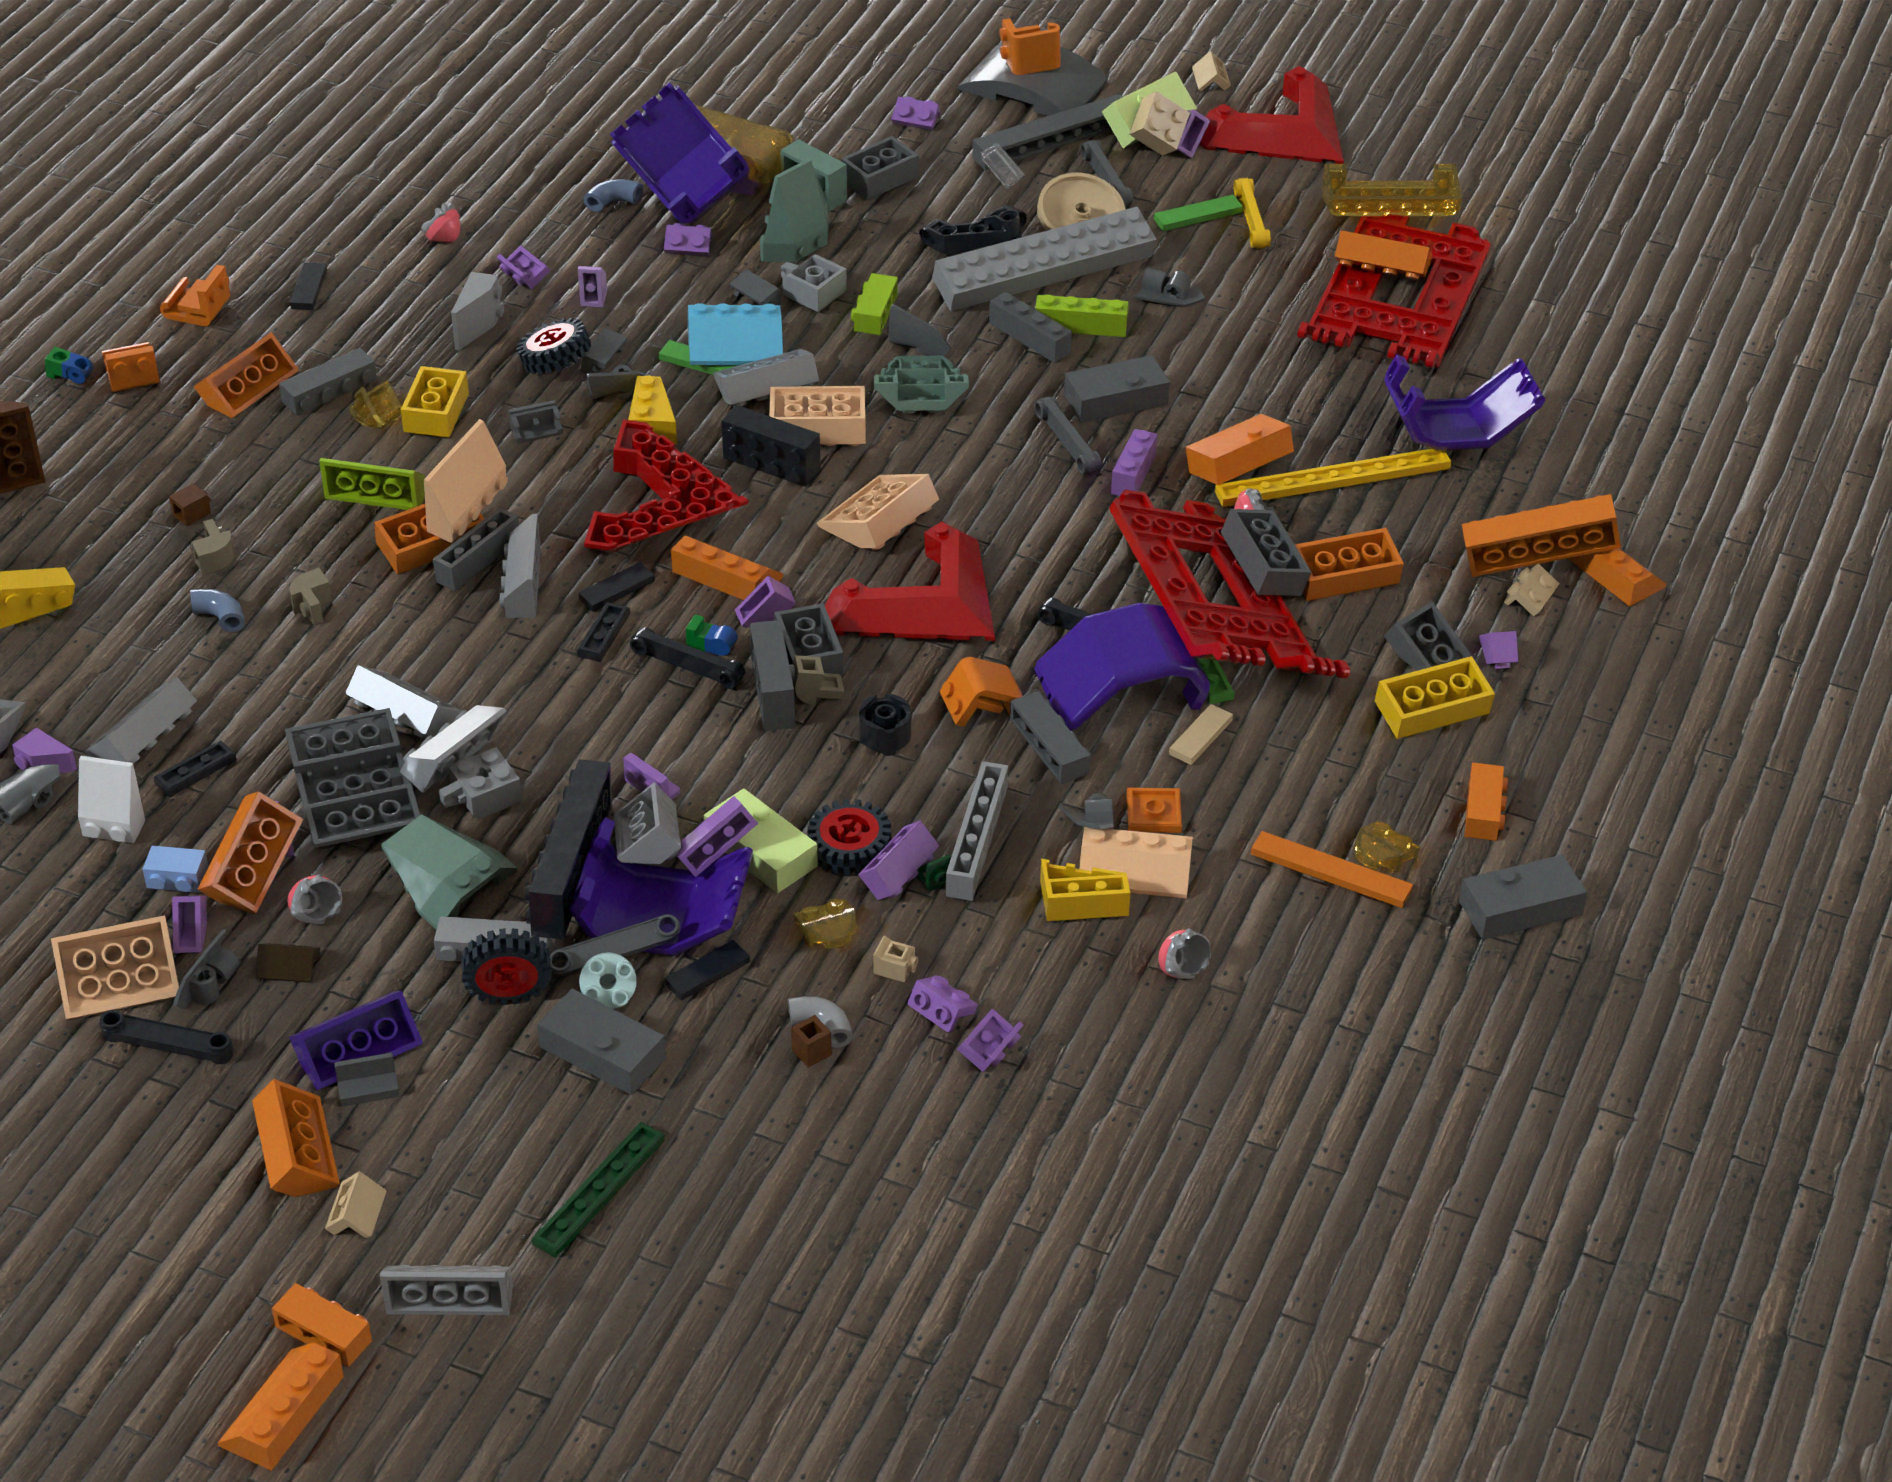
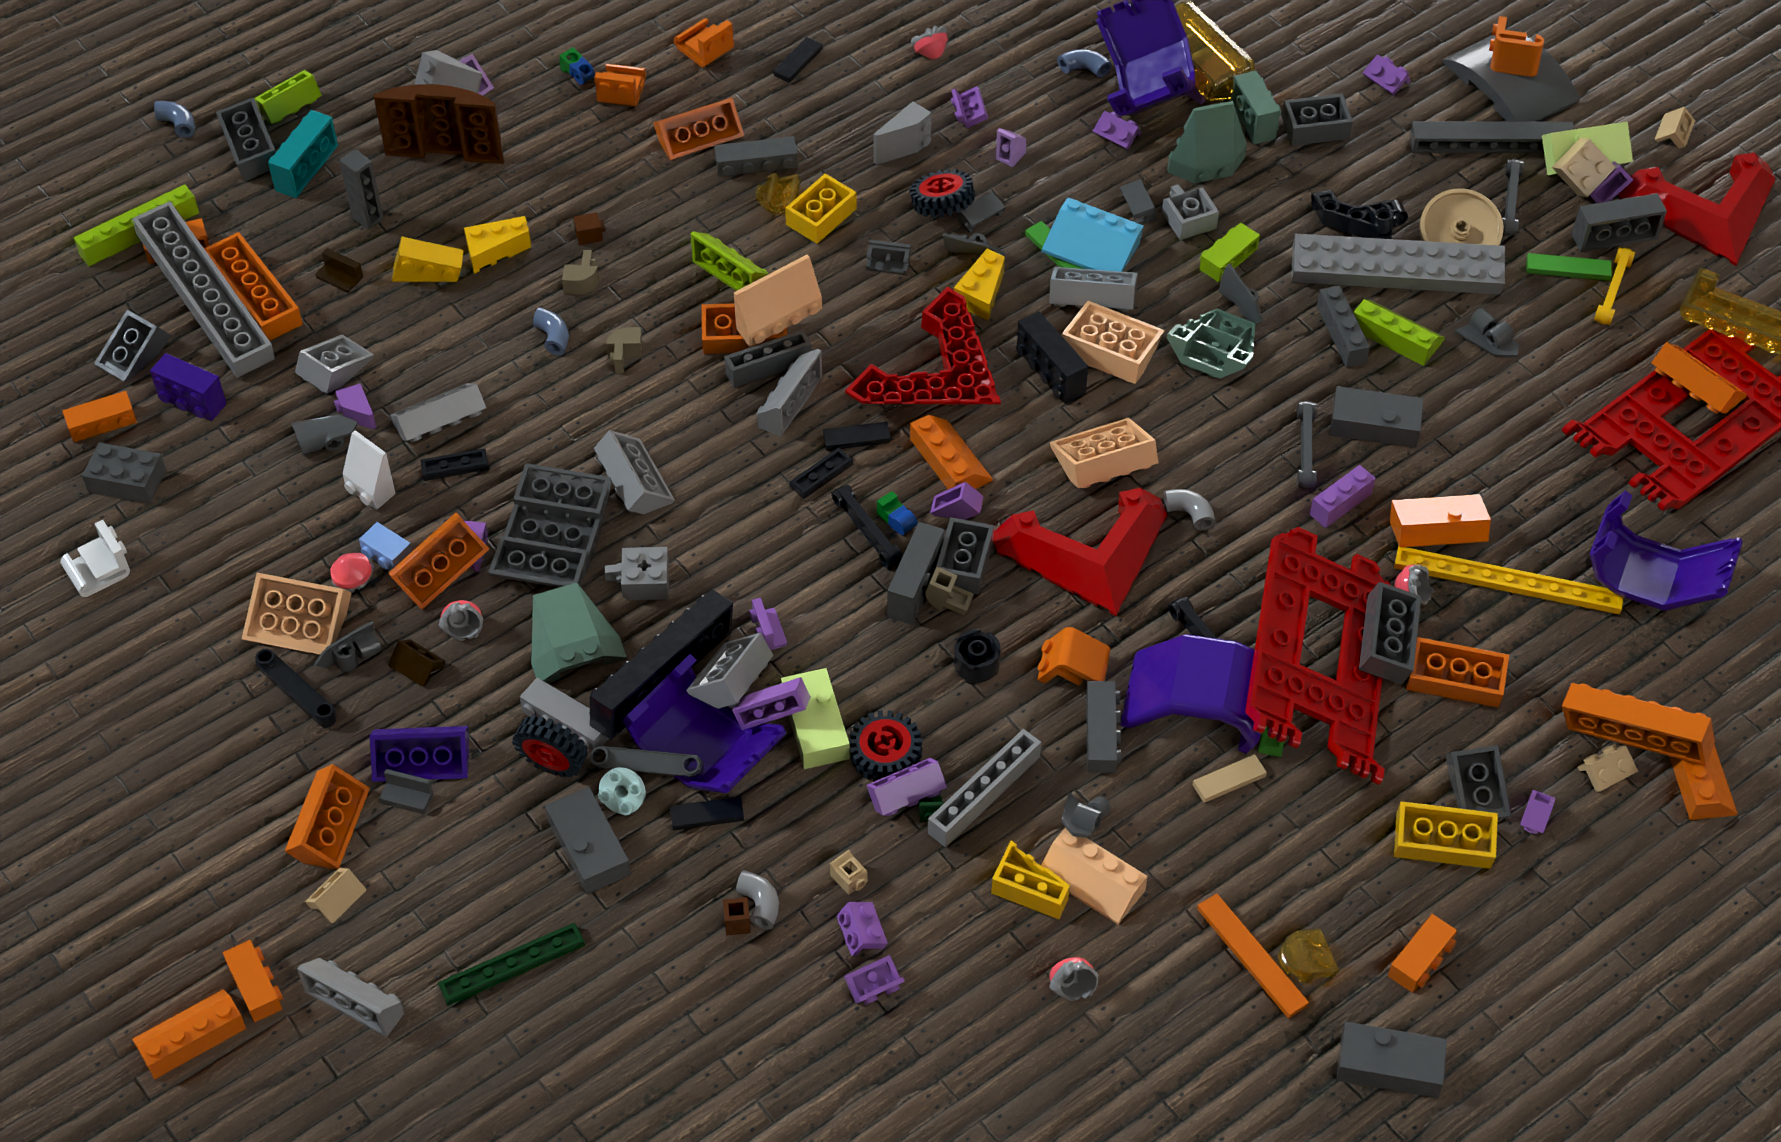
camera: 30 degrees right, 10 degrees up
(94, 549) = (496, 240): none -> yellow wedge
(151, 901) = (351, 571): none -> coral hair
(189, 923) = (367, 597): medium lavender slope -> none
(451, 744) = (636, 530): light grey slope -> none
(828, 923) = (820, 816): clear yellow slope -> none
(997, 521) = (1191, 503): none -> light grey cylinder
(1002, 165) = (1423, 155): clear tile -> none
(1154, 810) = (1144, 831): orange tile -> none
(1221, 159) = (1618, 222): none -> dark grey brick

